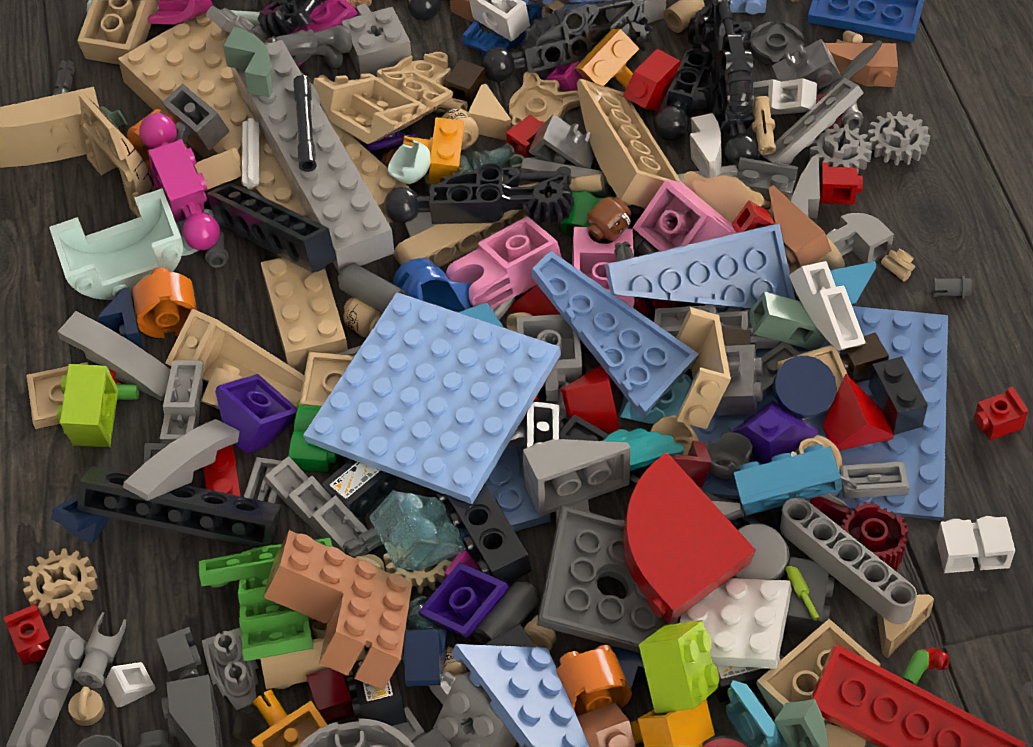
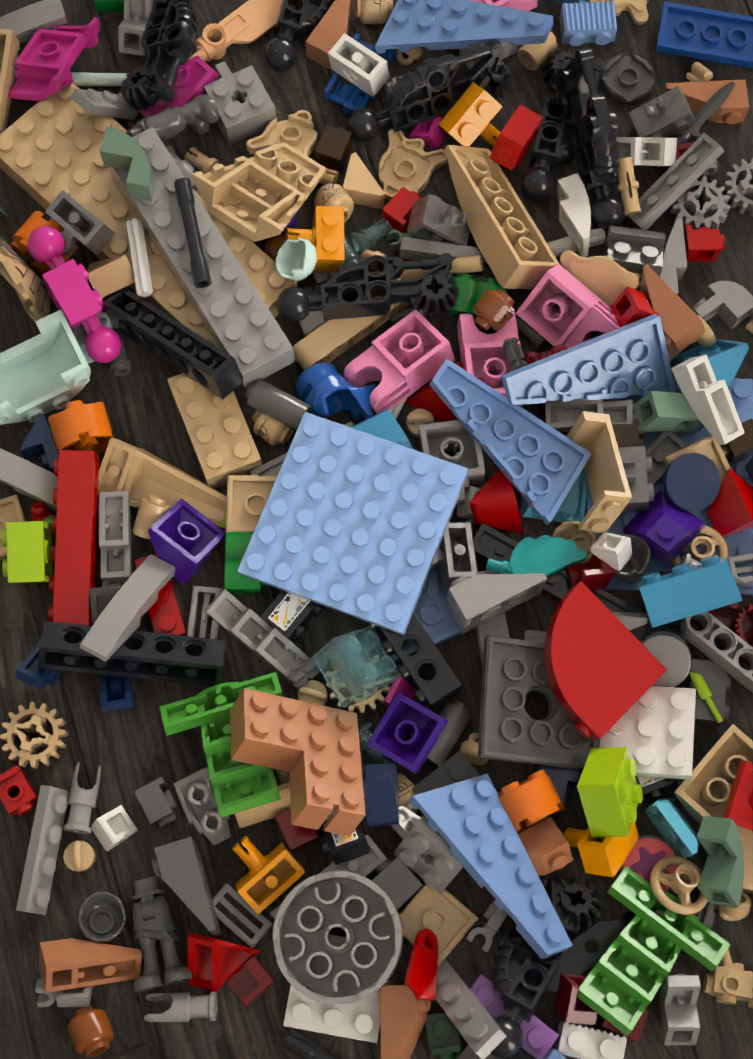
camera: 10 degrees left, 20 degrees up
(140, 390) = (75, 536): none -> red brick
(156, 550) = (116, 694): none -> dark blue slope
(712, 442) = (613, 549): none -> white slope

